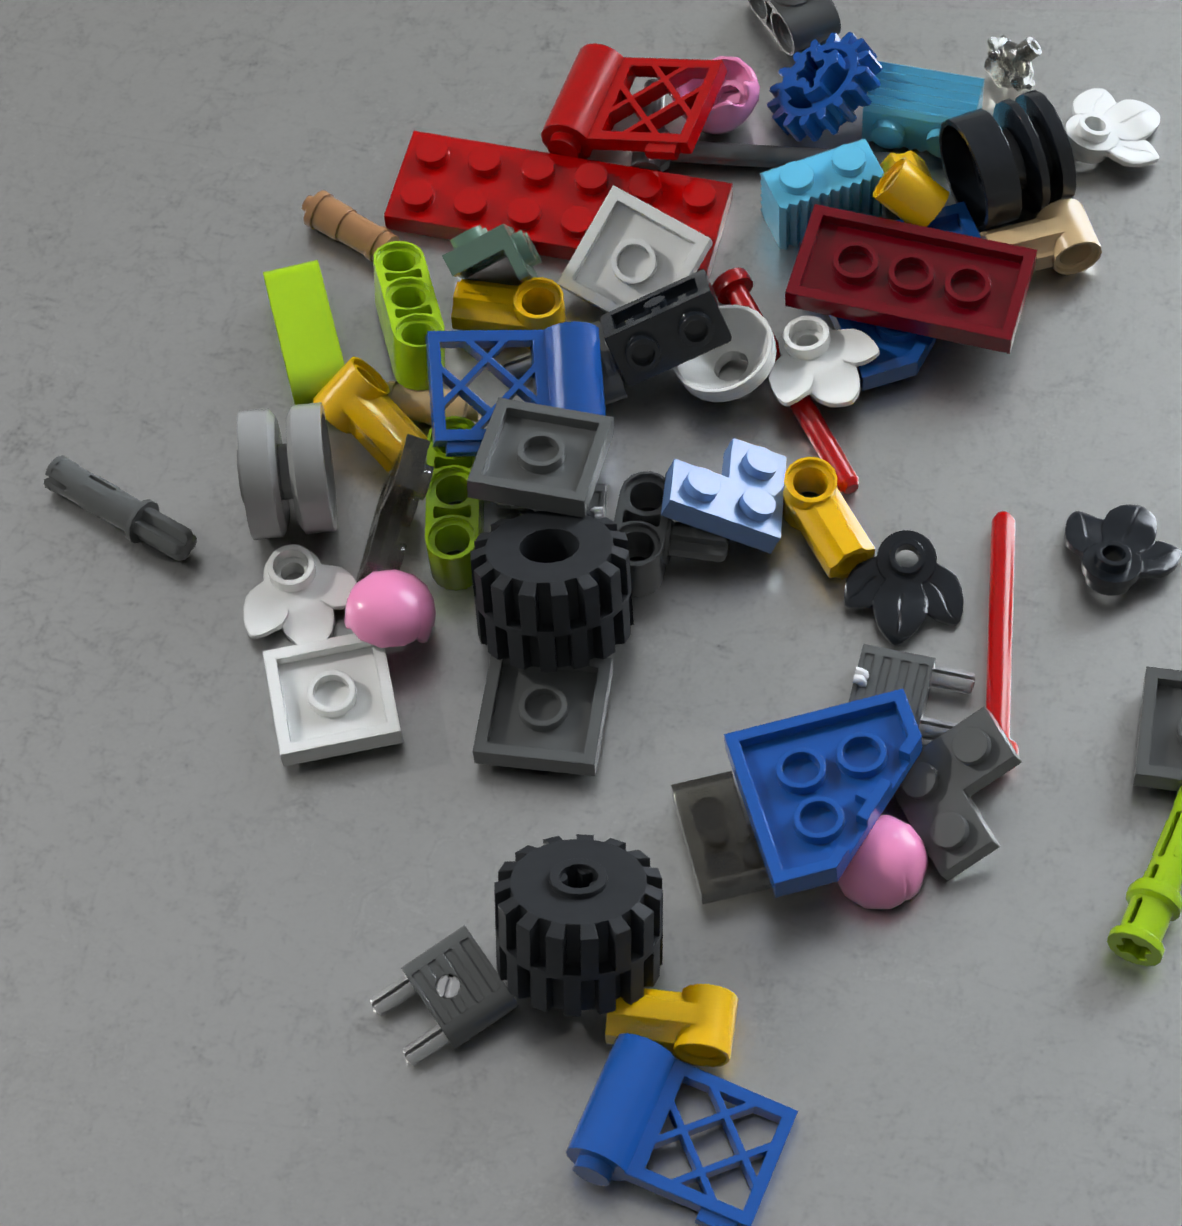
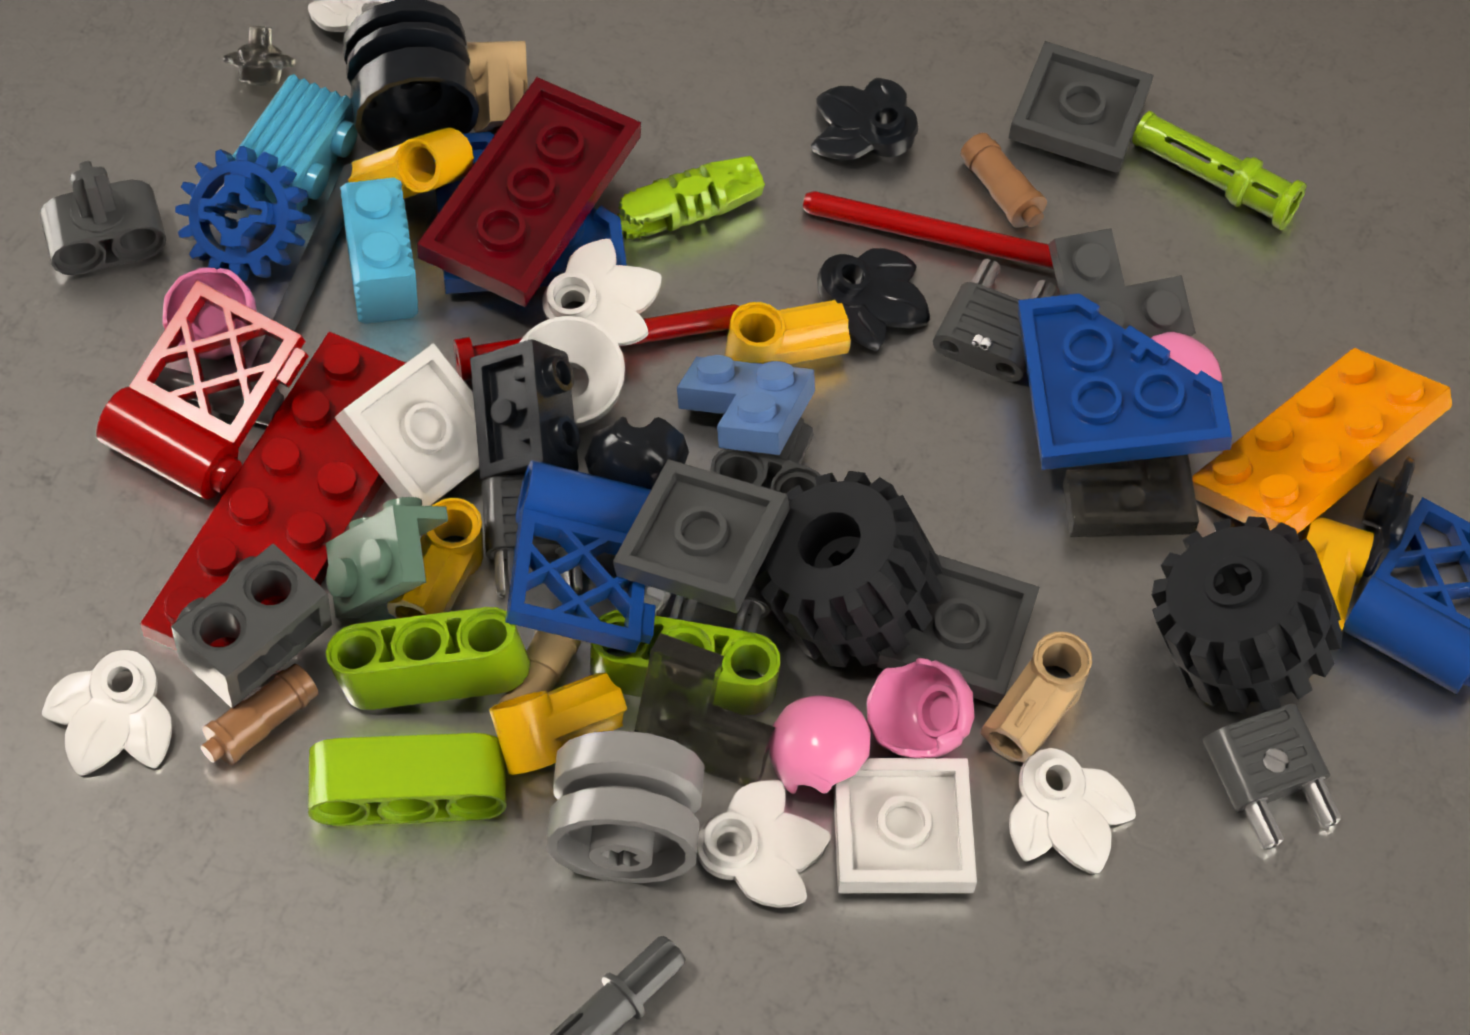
camera: 90 degrees left, 0 degrees up
(334, 137) = (108, 721): none -> white plate
(369, 834) = (1068, 819): none -> white plate
(404, 185) = (263, 633): none -> dark grey brick
(438, 684) = (920, 709): none -> bright pink hair
(476, 782) = (1038, 698): none -> tan piece
(640, 423) = (635, 453): none -> black hair
(764, 1064) = (1388, 513): none -> black plate
(825, 997) = (1321, 442): none -> light orange plate
(966, 415) = (690, 197): none -> lime hinge
(1079, 679) = (1005, 183): none -> medium nougat piece

